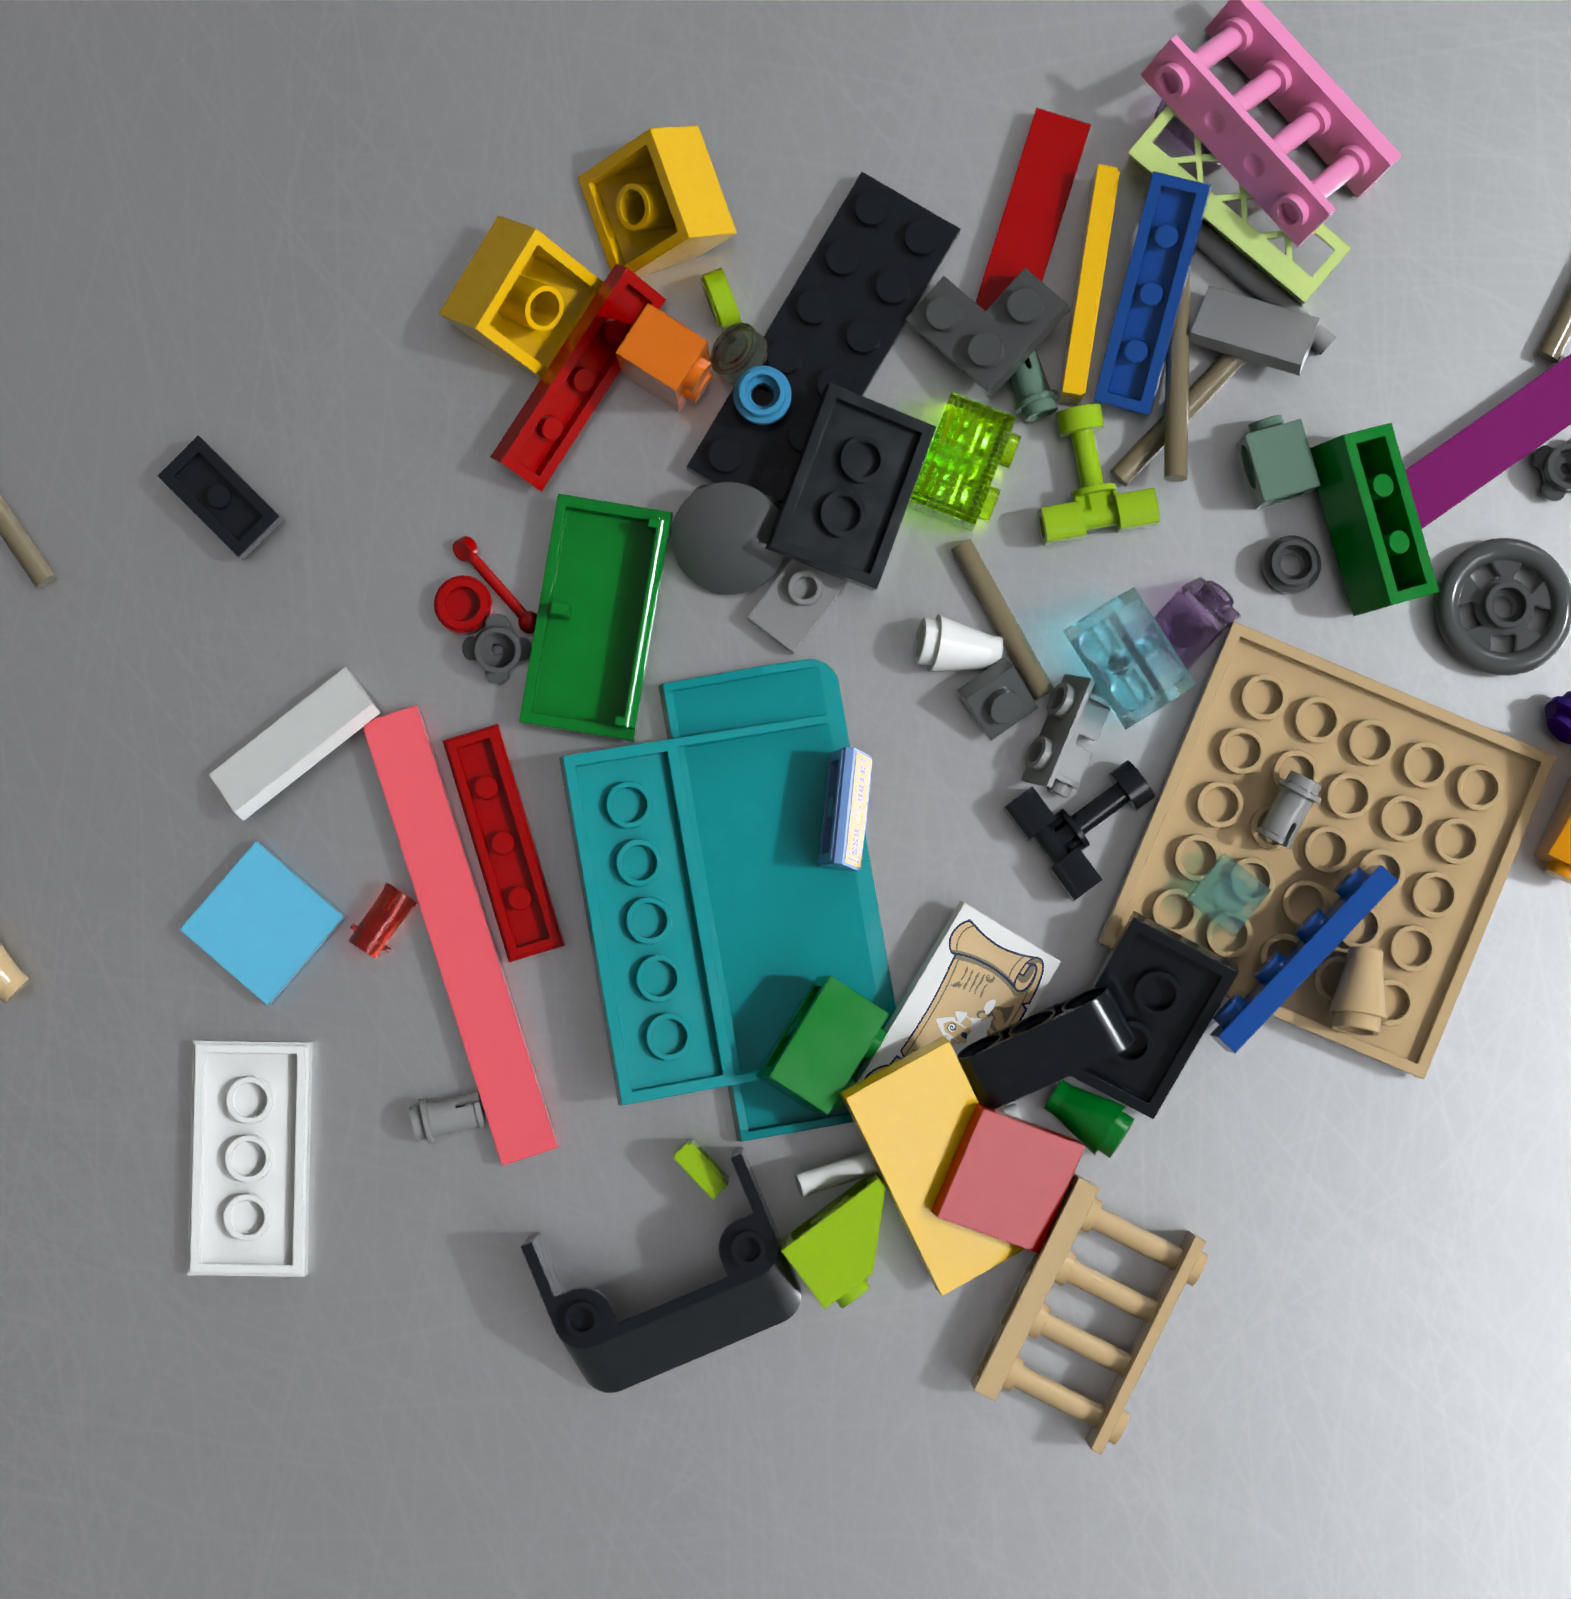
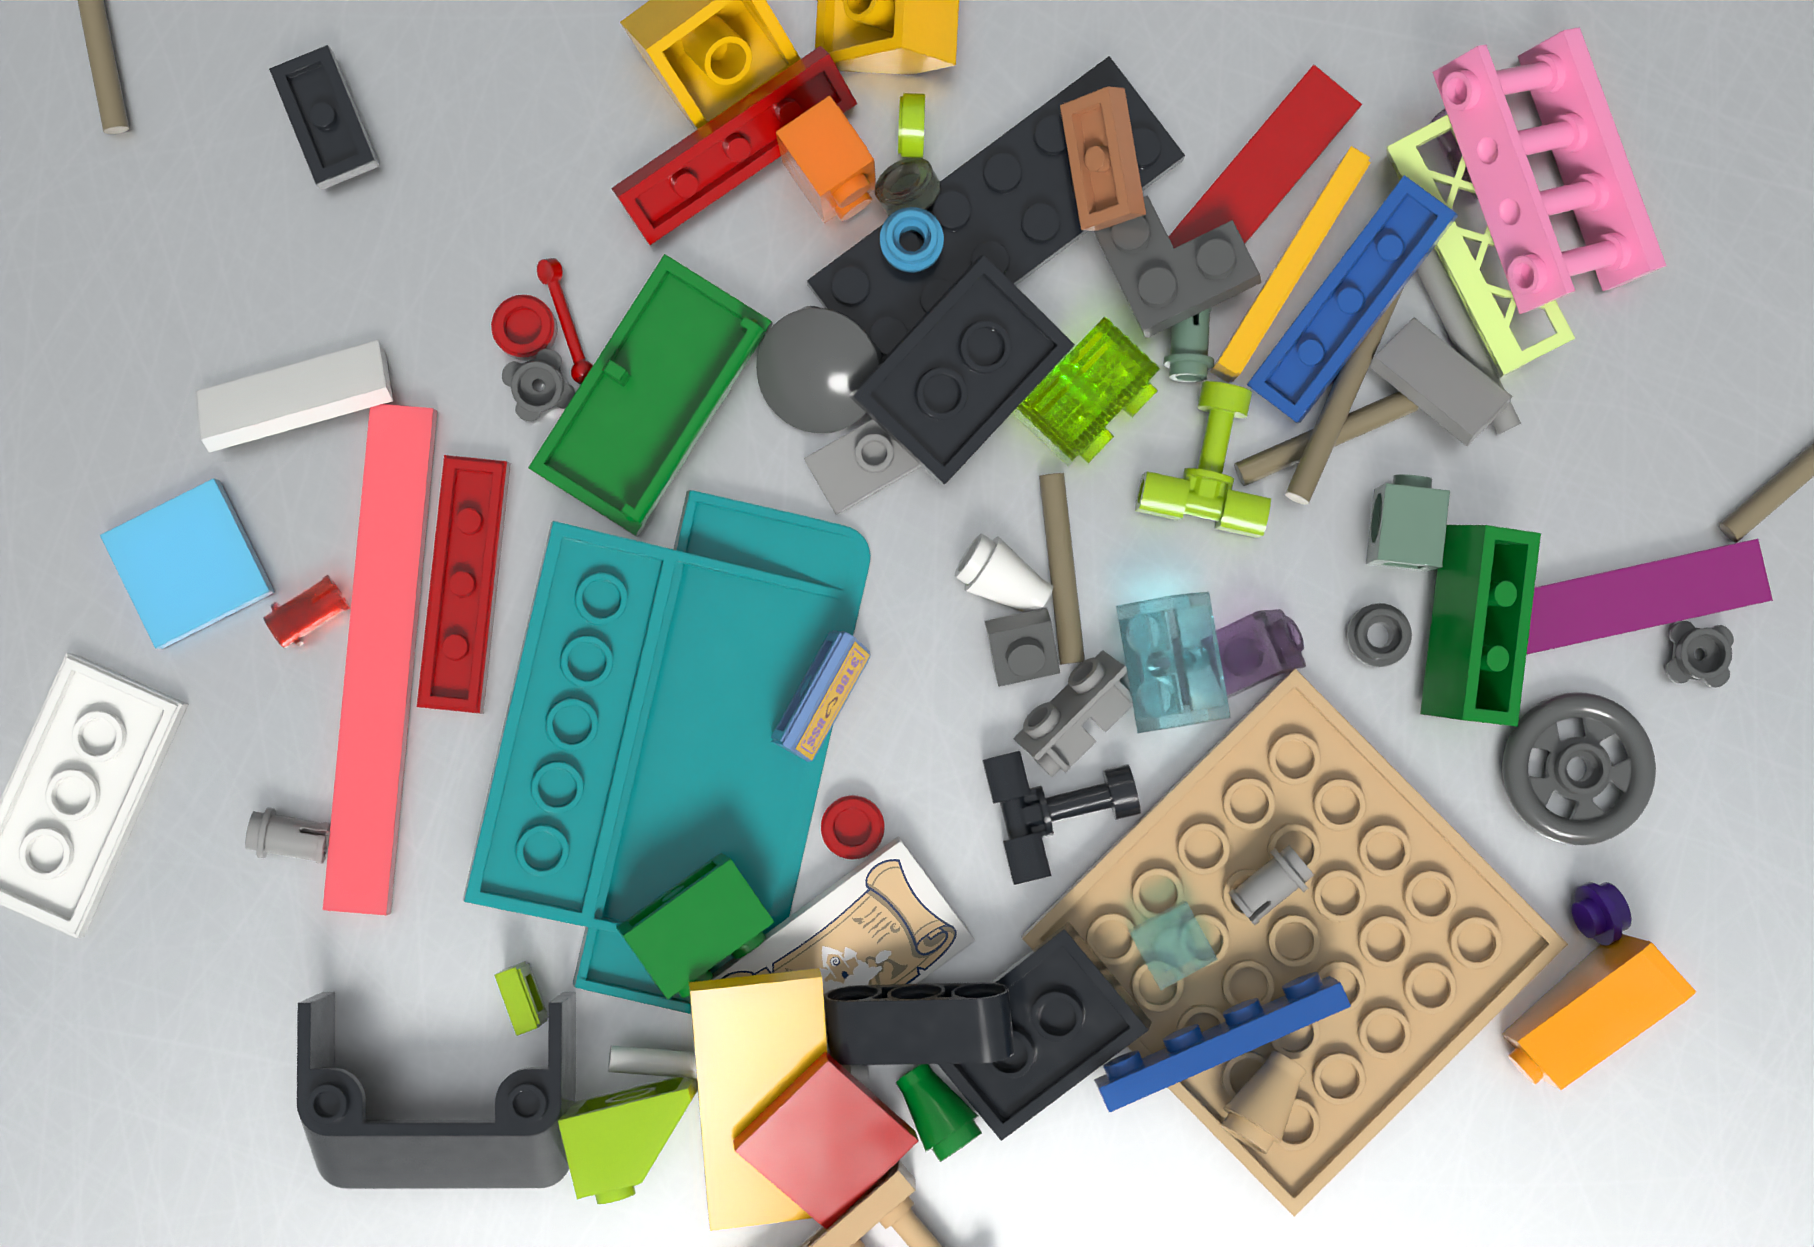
camera: 25 degrees right, 0 degrees up
(895, 261) = (1103, 159): none -> nougat plate
(918, 910) = (852, 827): none -> red tile

